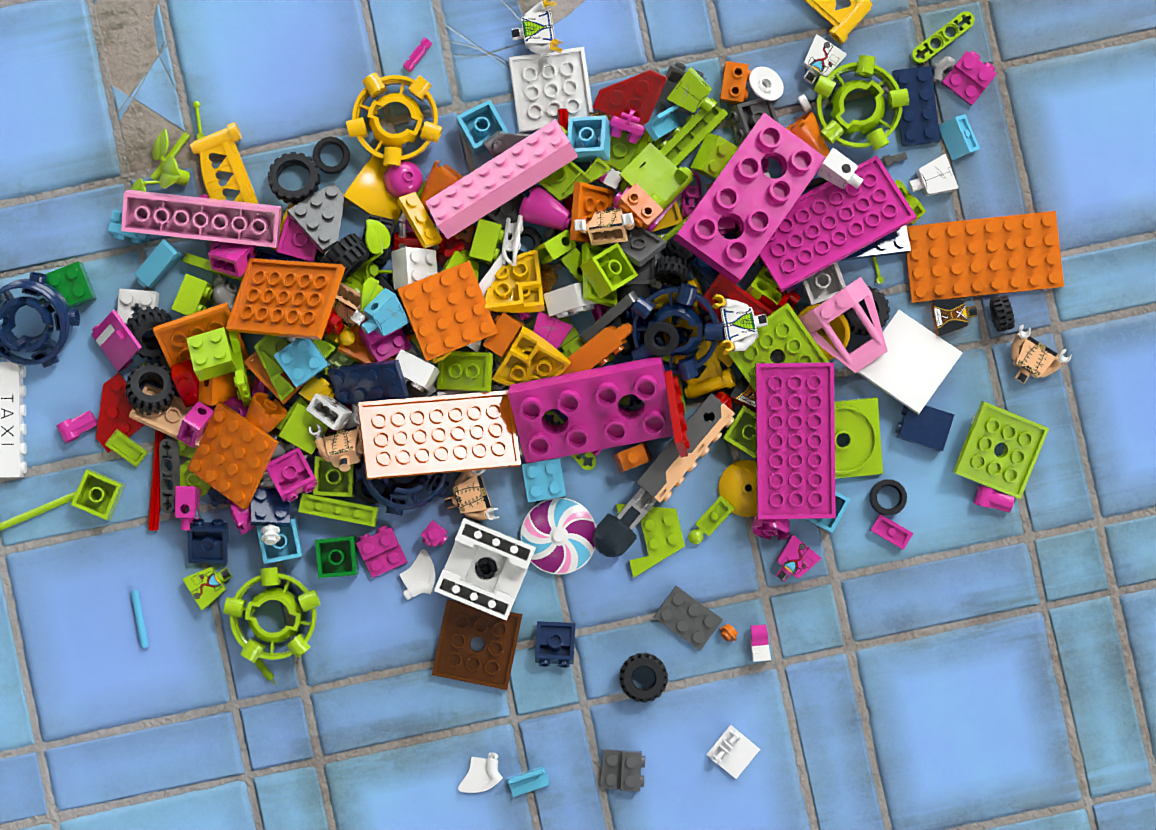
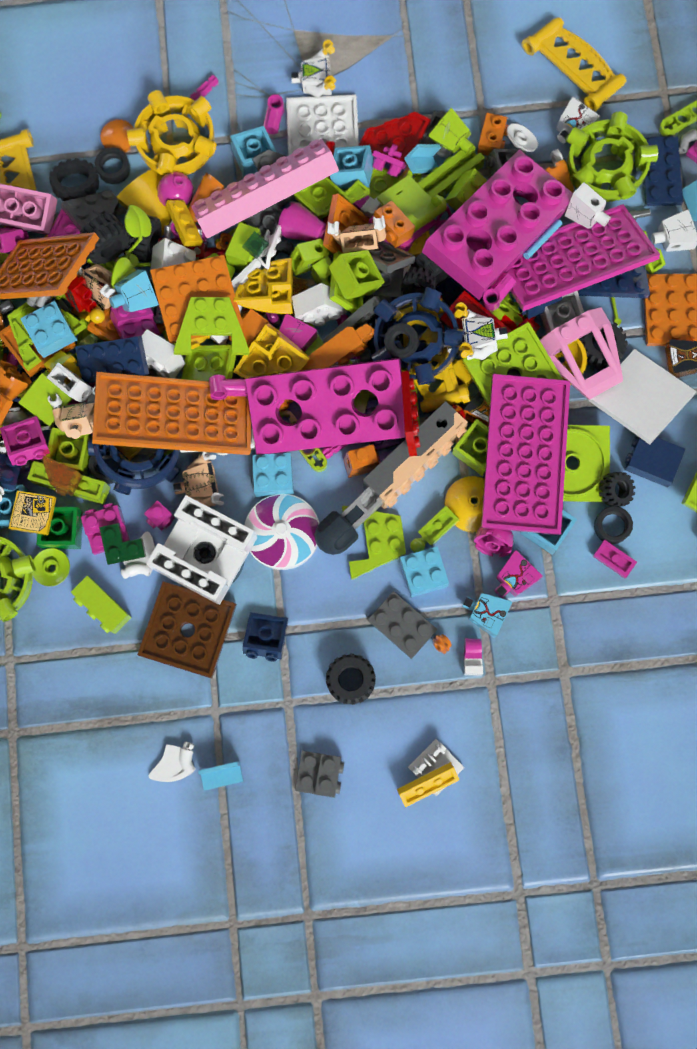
camera: 10 degrees right, 10 degrees down
(310, 547) = (32, 512): none -> tile
(331, 117) = (115, 135): none -> orange dish
(334, 509) = (61, 477): none -> clear orange slope
(341, 603) = (44, 561): none -> lime dish
(388, 629) = (100, 605): none -> lime brick
(398, 572) = (116, 549): none -> dark green plate
(466, 332) = (210, 318): none -> lime wing
(485, 400) = (222, 387): none -> dark pink piece
(497, 82) = (274, 115): none -> dark pink piece
(500, 245) = (255, 245): none -> clear green plate
(704, 564) = (424, 571): none -> medium azure brick
(727, 769) = (428, 784): none -> yellow plate
(756, 272) = (499, 291): none -> dark pink piece
(770, 597) = (488, 612): none -> medium azure torso
(796, 206) = (542, 239): none -> medium azure bar
(897, 465) = (625, 489): none -> black tyre

